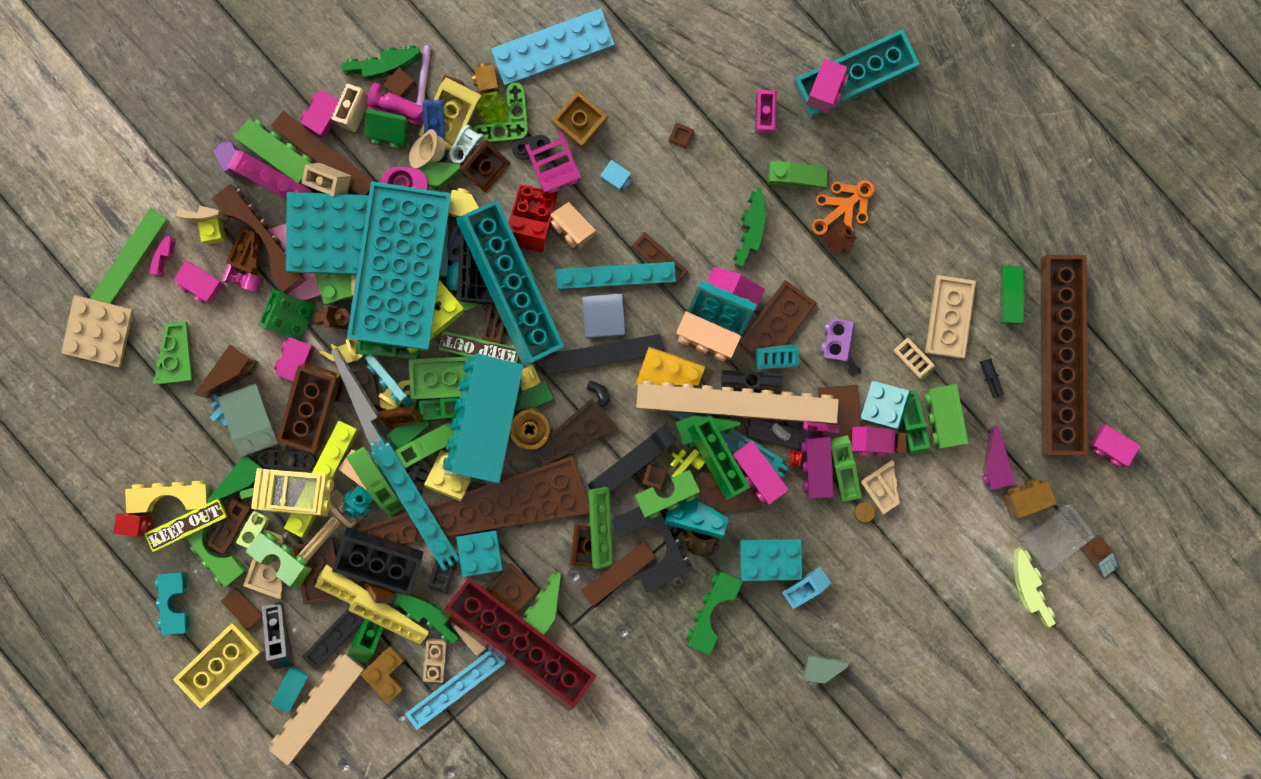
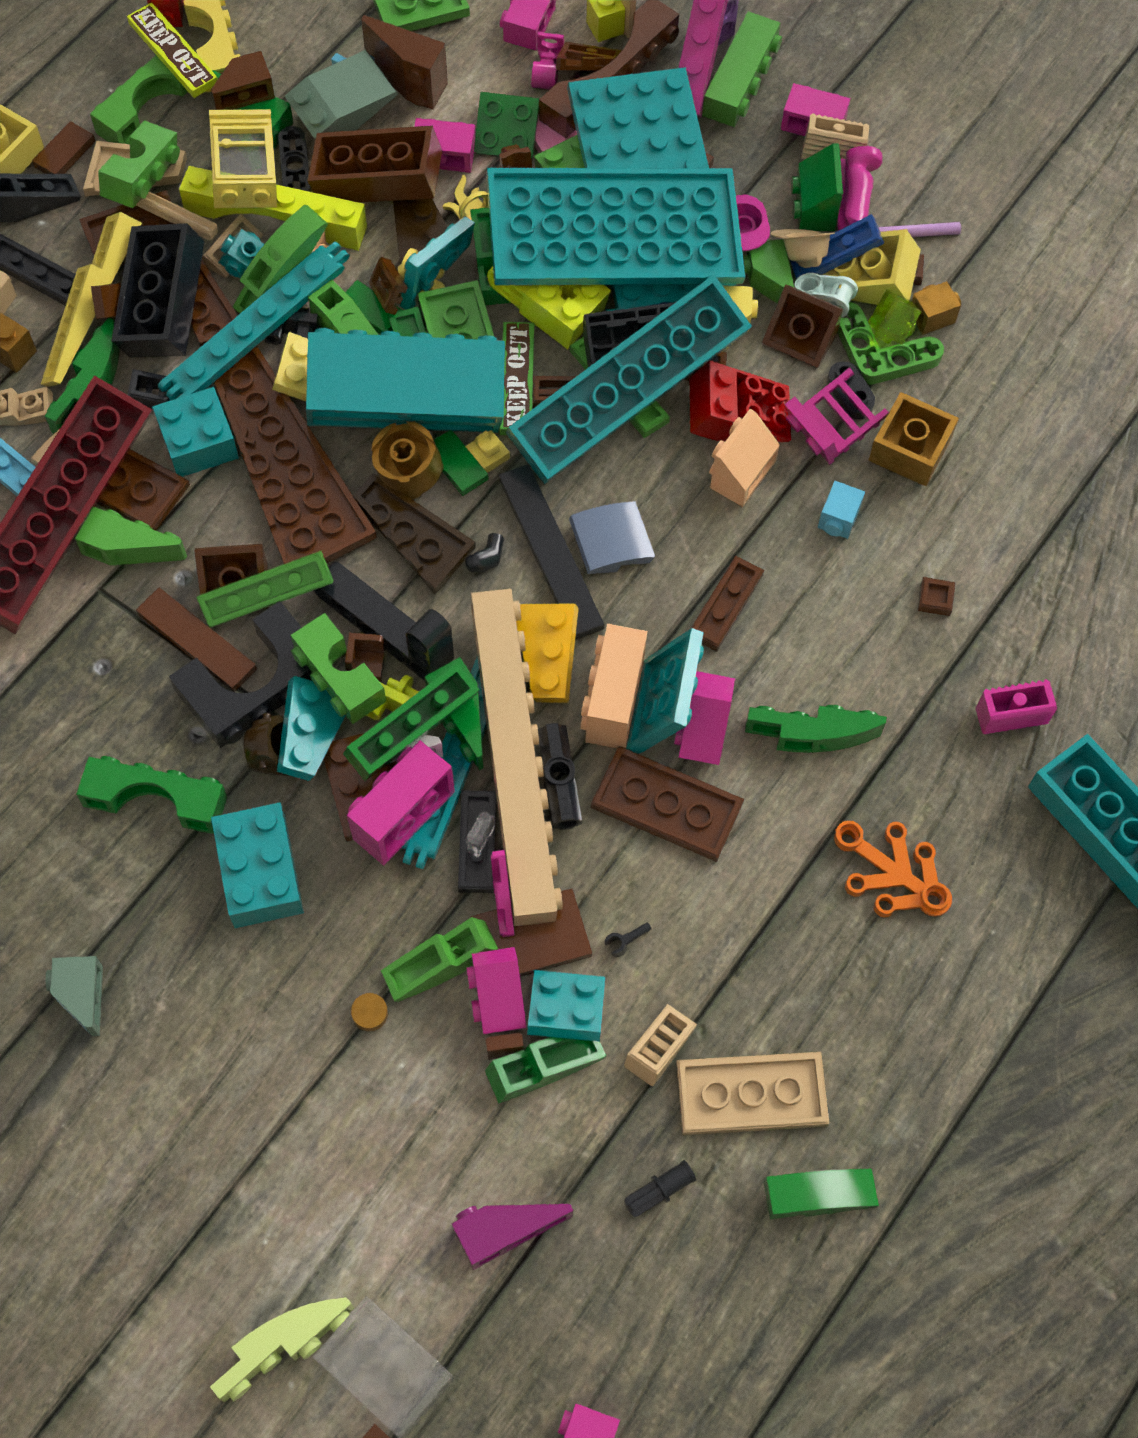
camera: 75 degrees right, 20 degrees down
(171, 620) = (38, 64): teal arch -> none
(227, 481) = (243, 83): none -> reddish brown slope
(229, 527) = (177, 110): reddish brown plate -> none
(256, 523) = (189, 137): yellowish green leg -> none
(320, 151) = (761, 121): reddish brown tile -> none
(326, 179) = (720, 126): tan brick -> none
(359, 398) = (404, 225): light grey slope -> none
(365, 641) = (34, 303): green slope -> none
(377, 68) = (914, 179): green slope -> none
(399, 83) = (890, 199): reddish brown brick -> none
(552, 47) = (1016, 391): medium azure plate -> none
(616, 275) = (682, 543): teal plate -> none
(790, 356) = (596, 809): teal slope -> none
(795, 459) = (440, 874): red bush -> none
(796, 174) = (926, 780): bright green slope -> none
(807, 588) = (219, 936): medium azure arch -> none
(817, 466) = (432, 909): magenta brick -> none
(826, 86) = (1091, 770): dark pink brick -> none
(839, 238) = (838, 867): copper brick -> none
(844, 340) = (661, 912): medium lavender brick -> none
(882, 487) = (419, 1033): tan wing -> none
(946, 416) = (569, 1113): bright green slope -> none
(1028, 499) = (447, 1295): pearl gold brick -> none
(1064, 355) = (732, 1310): reddish brown brick -> none

